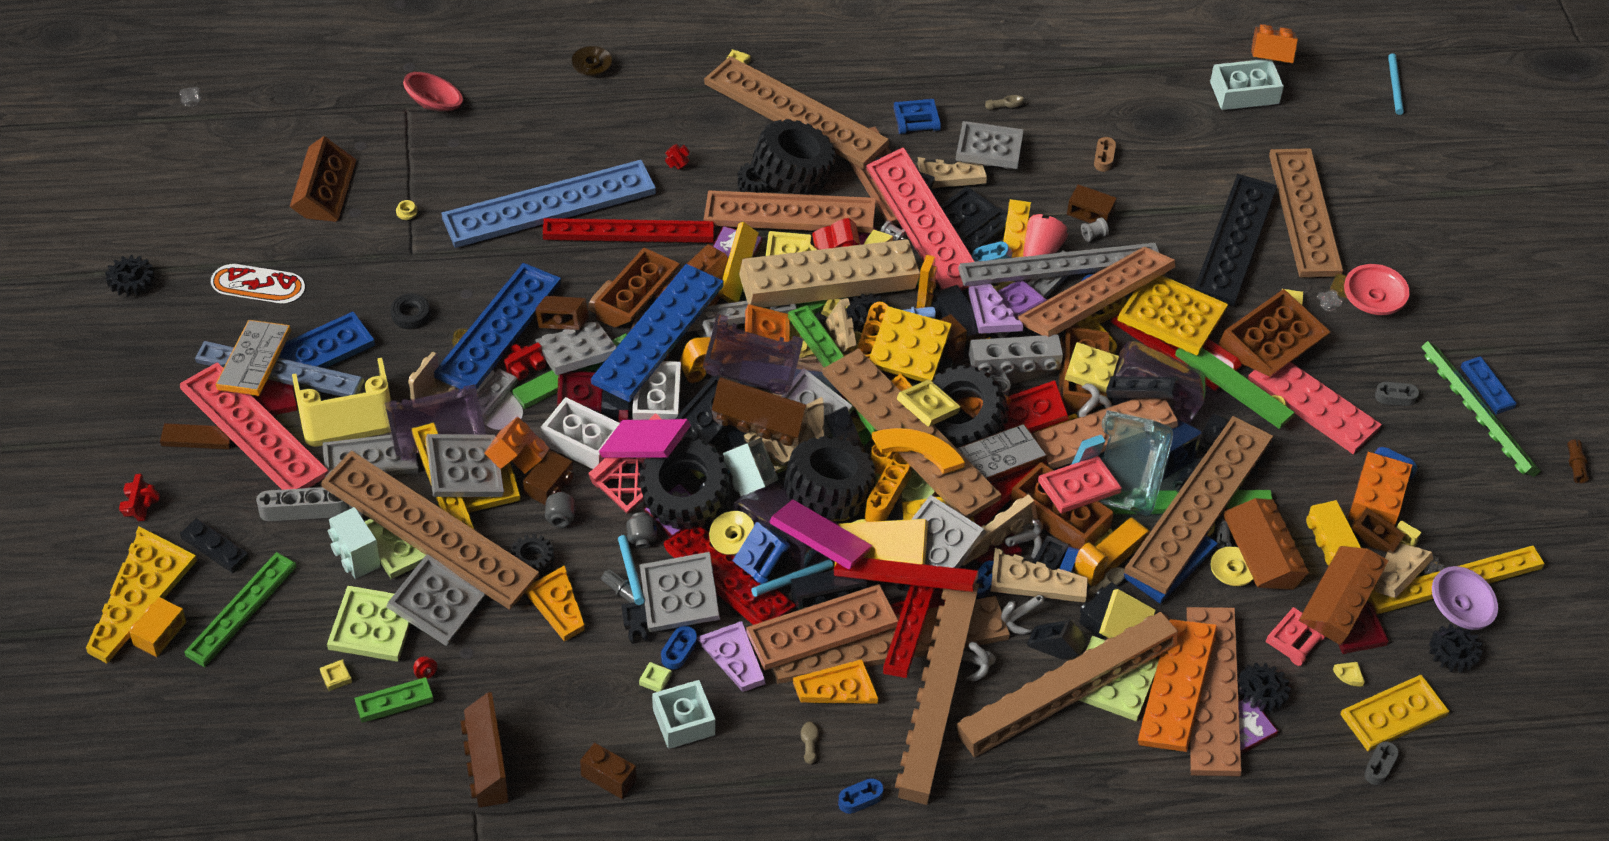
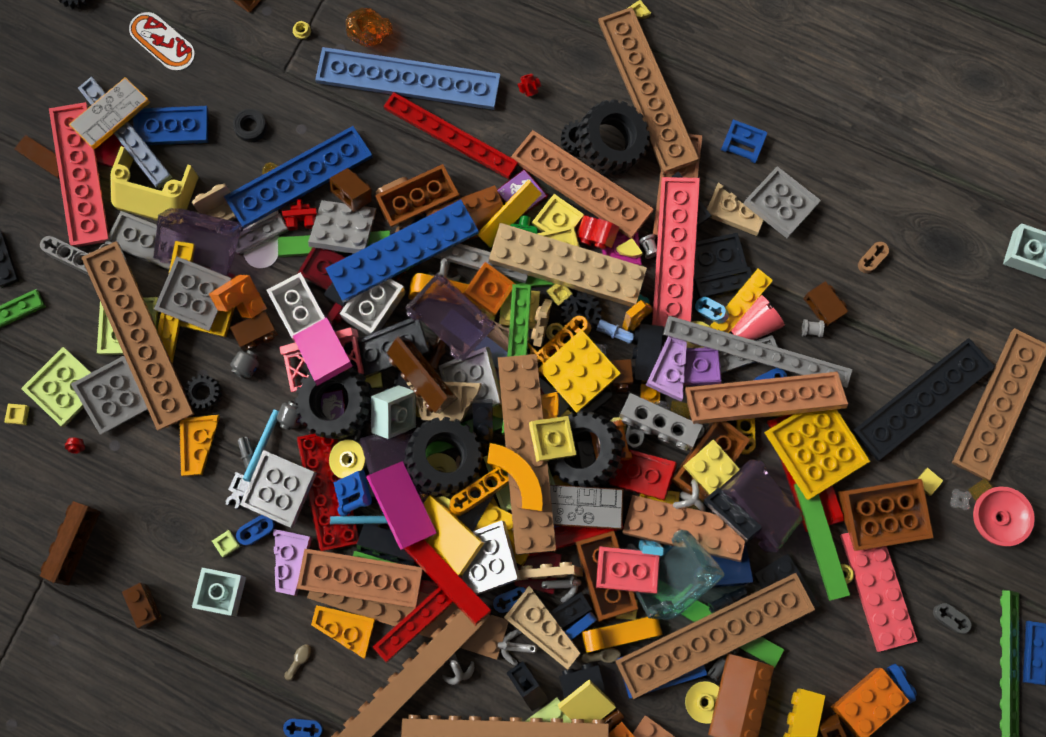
camera: 35 degrees right, 25 degrees up
(354, 543) = (82, 315): light aqua brick -> none
(393, 699) = (39, 459): bright green plate -> none
(477, 185) = (367, 27): none -> clear orange helmet
(1010, 101) = (830, 165): dark tan piece -> none

